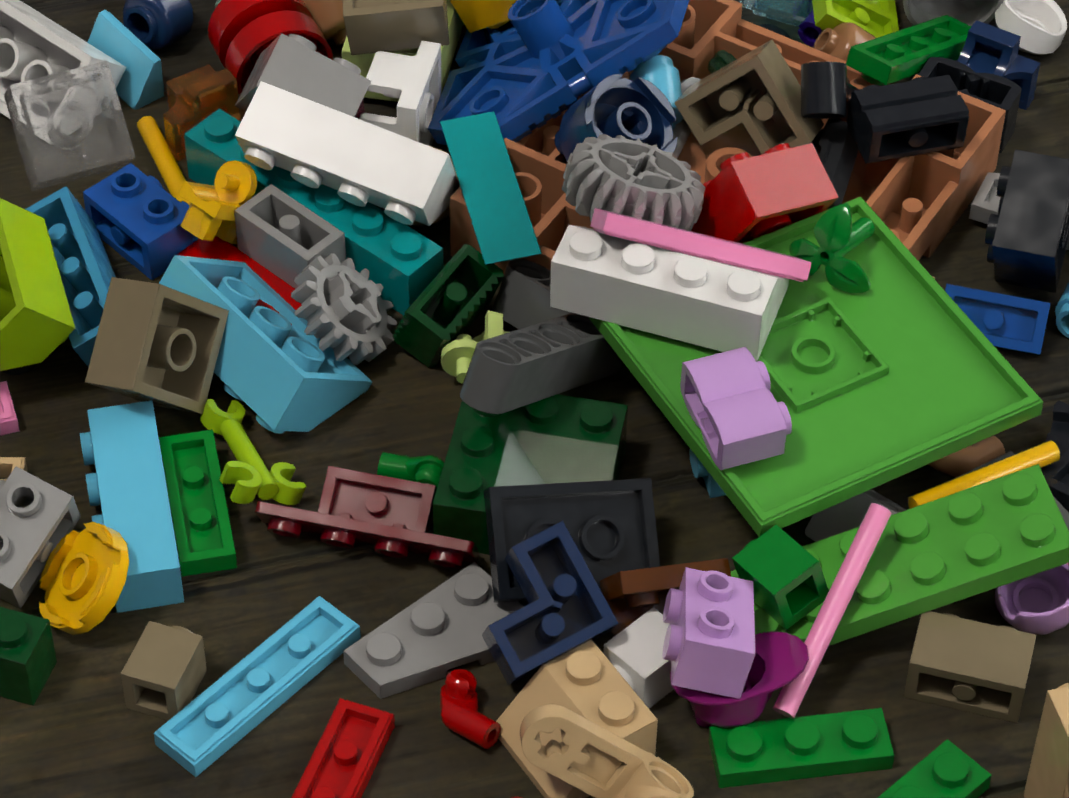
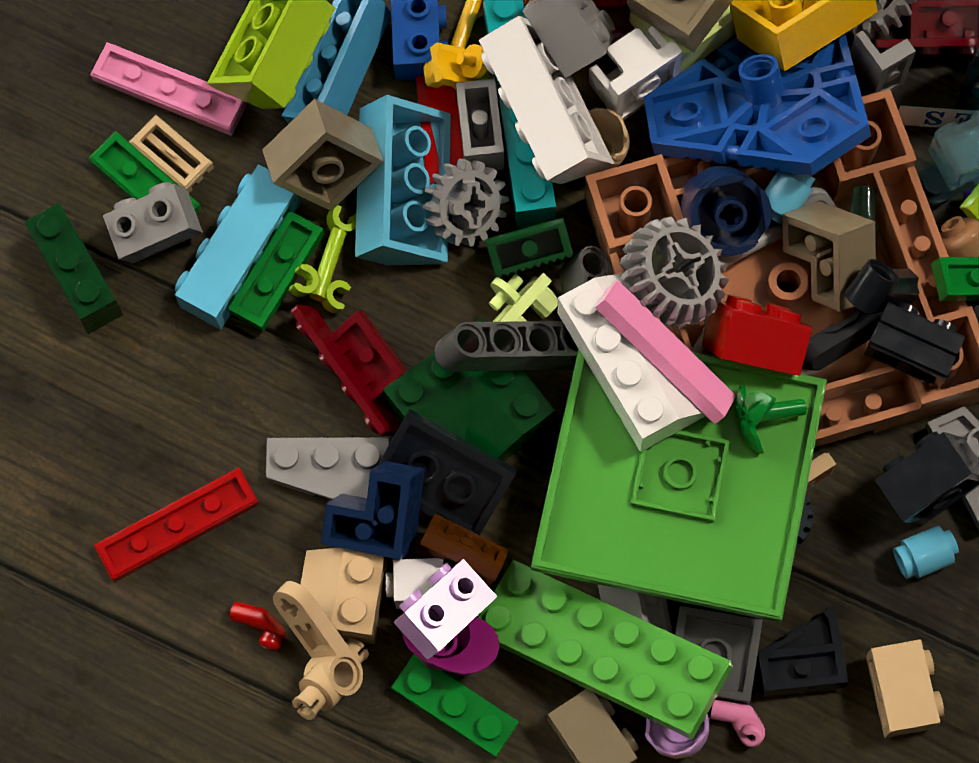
camera: 45 degrees right, 25 degrees up
(84, 578) = (165, 281): yellow tile -> none
(163, 670) = (162, 373): dark tan brick -> none
(256, 686) = (208, 420): medium azure tile -> none
(417, 469) = (413, 343): green arm -> none
(461, 712) = (296, 528): red arm -> none
(490, 188) = (615, 187): teal sticker -> none
(735, 408) = (581, 480): lavender brick -> none
(784, 576) = (521, 603): green brick -> none
(834, 606) = (537, 646): bright pink bar -> none
(1004, 318) = (860, 513): blue panel -> none
(1042, 454) = (721, 628): yellow bar -> none

